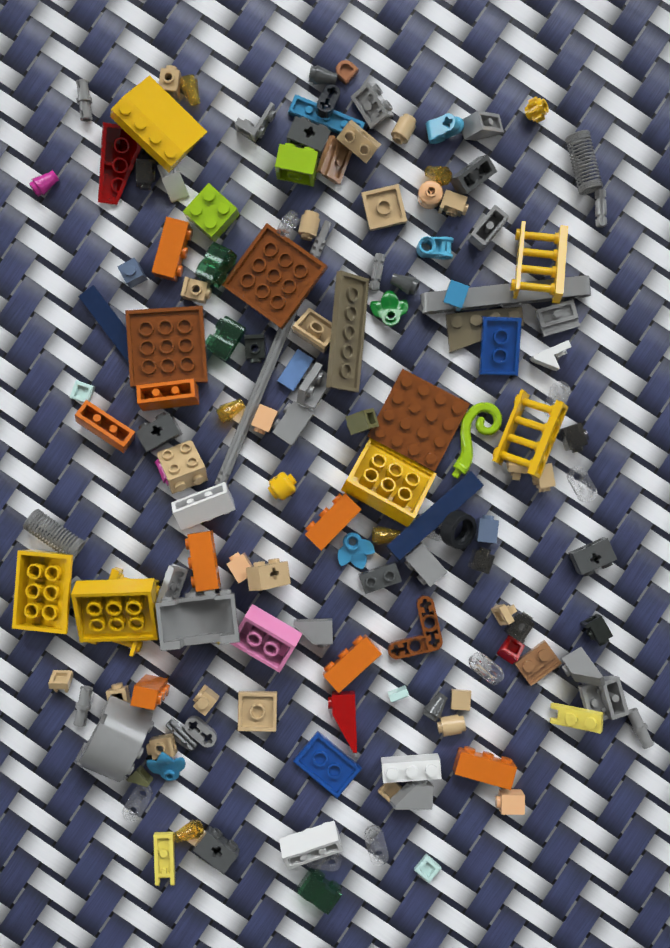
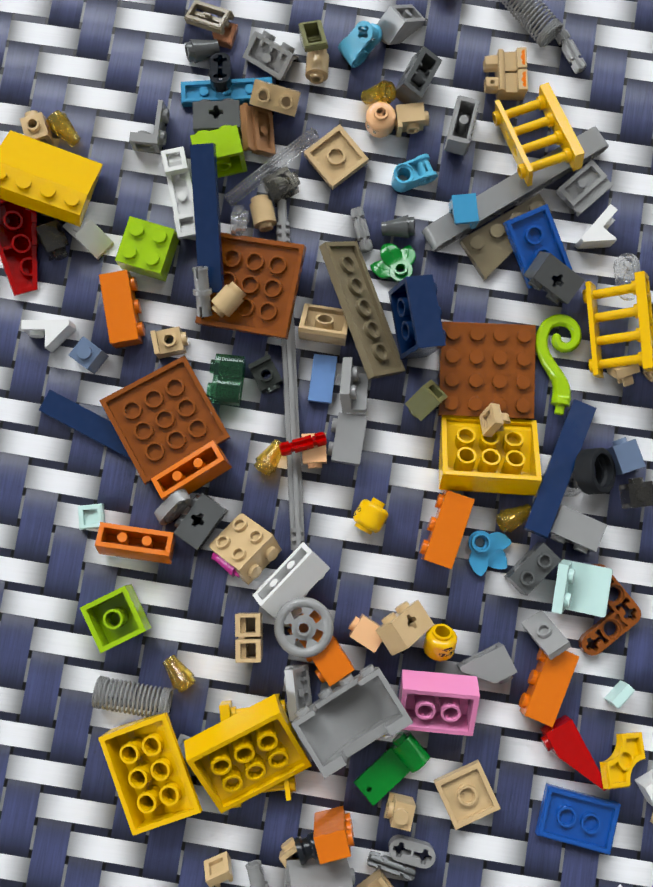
camera: 20 degrees left, 5 degrees down
(67, 473) = (115, 618): none -> lime brick
(94, 534) = (179, 674): none -> clear yellow cone
(115, 244) = (54, 330): none -> white slope
(126, 692) = (306, 848): none -> black wheel
(143, 412) = (172, 506): none -> light grey beam
(155, 533) = (250, 637): none -> tan hips
(187, 528) = (285, 616): none -> light grey plate
(214, 668) = (391, 767): none -> green door
(216, 265) = (178, 303): clear green brick -> none
(235, 265) = (202, 291): none -> light grey pin
(251, 280) = (228, 300): none -> tan brick
(256, 181) = (180, 190): none -> white slope
(256, 411) = (303, 443): none -> red axle
(264, 212) = (207, 212): none -> dark blue tile
(288, 598) = (440, 642): none -> yellow head
(329, 205) = (281, 178): none -> clear smoke brick
(333, 192) = (271, 166): none -> clear axle
(347, 62) = (206, 20): none -> dark tan tile
(366, 628) = (546, 635): none -> light grey plate
(371, 742) = (618, 767): none -> yellow tile
(384, 357) = (417, 317): none -> dark blue brick
(403, 458) = (493, 420): none -> tan tile
(407, 607) = (582, 588): none -> light aqua bracket
(409, 106) = (312, 36): none -> olive slope
(496, 365) = (565, 281): none -> dark grey brick
(545, 204) = (510, 74): none -> tan hips

